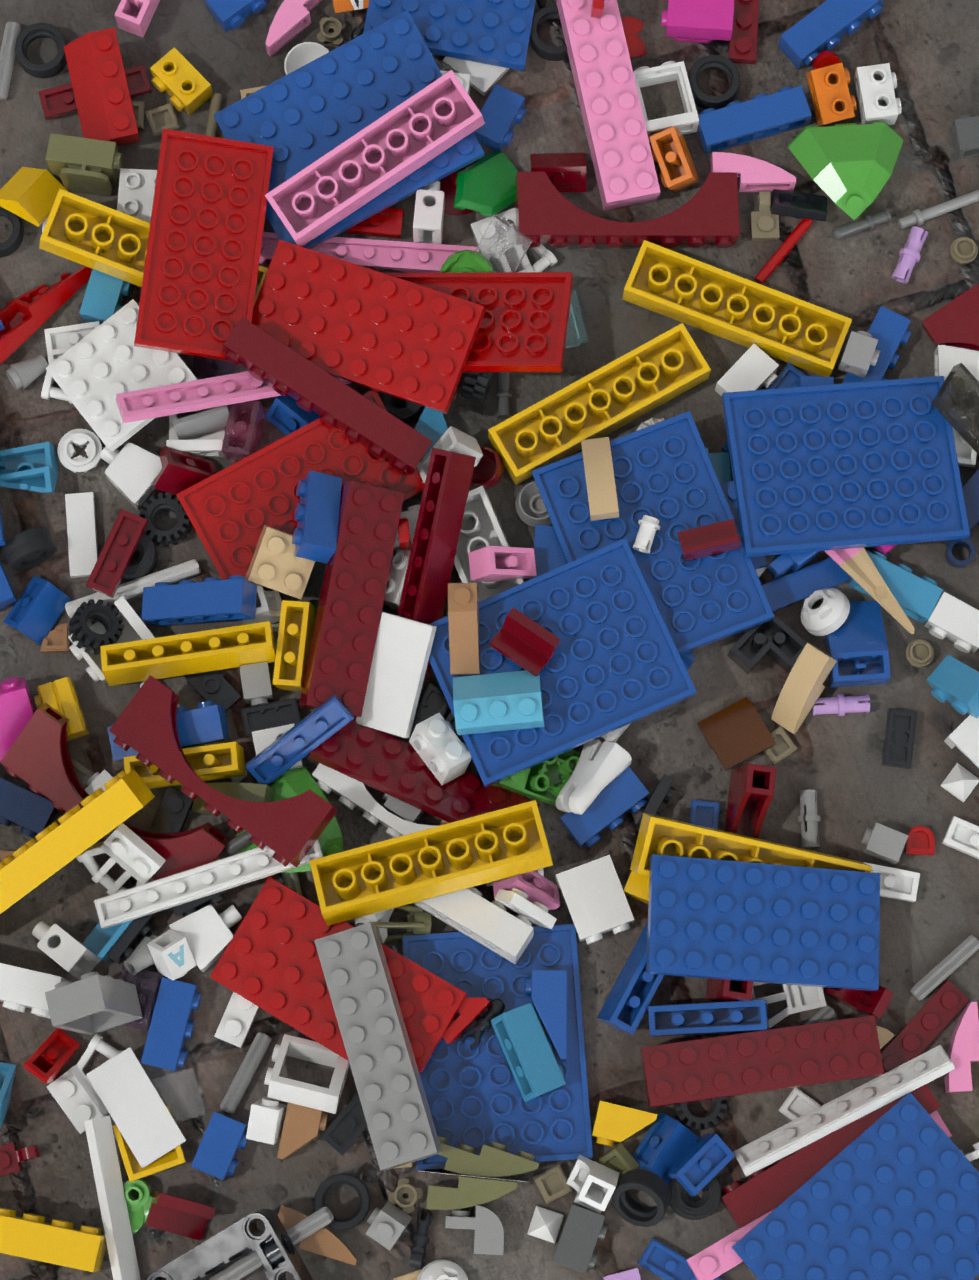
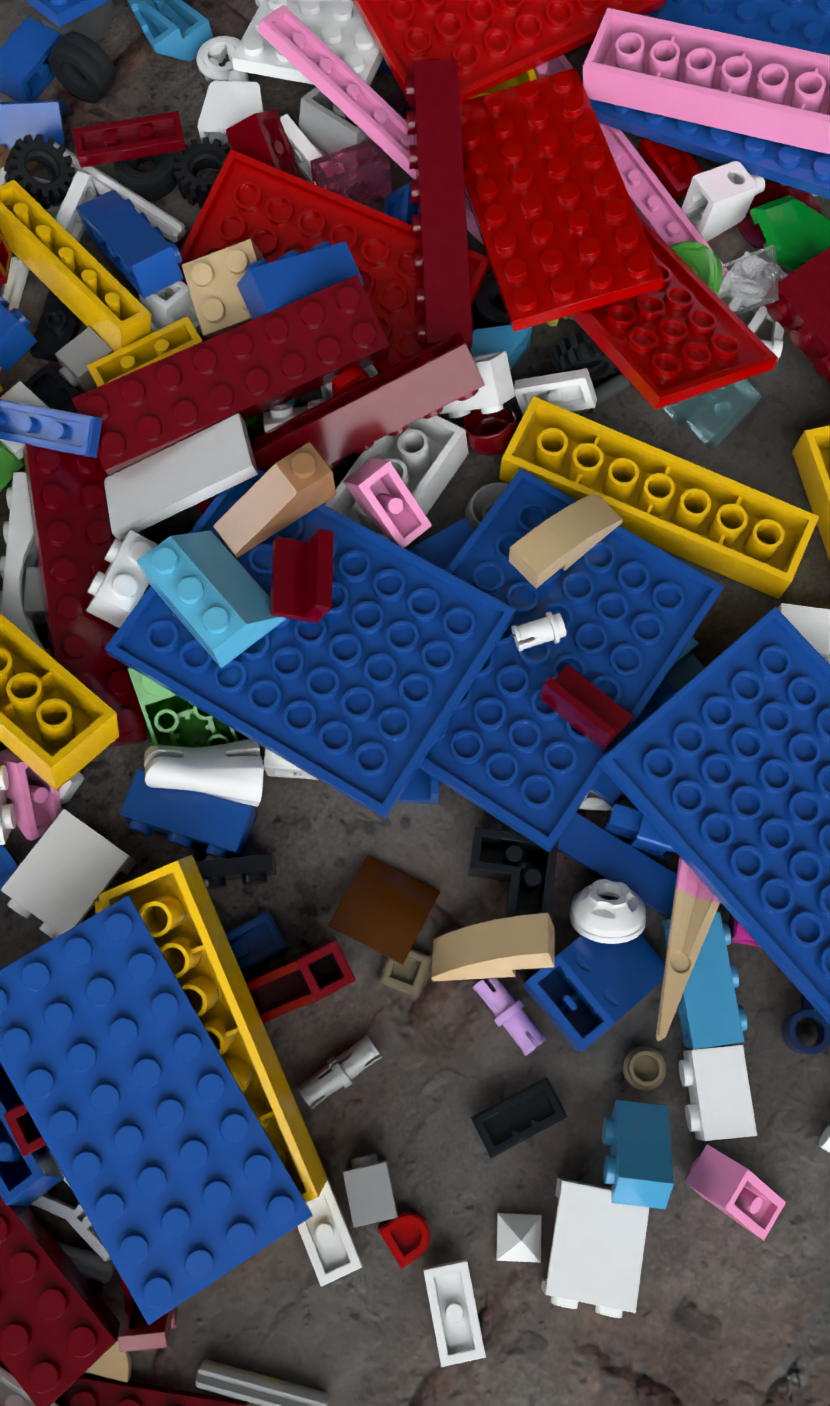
camera: 55 degrees right, 5 degrees down
(81, 533) = (157, 98): white tile -> none
(490, 413) = (567, 390): none -> white plate

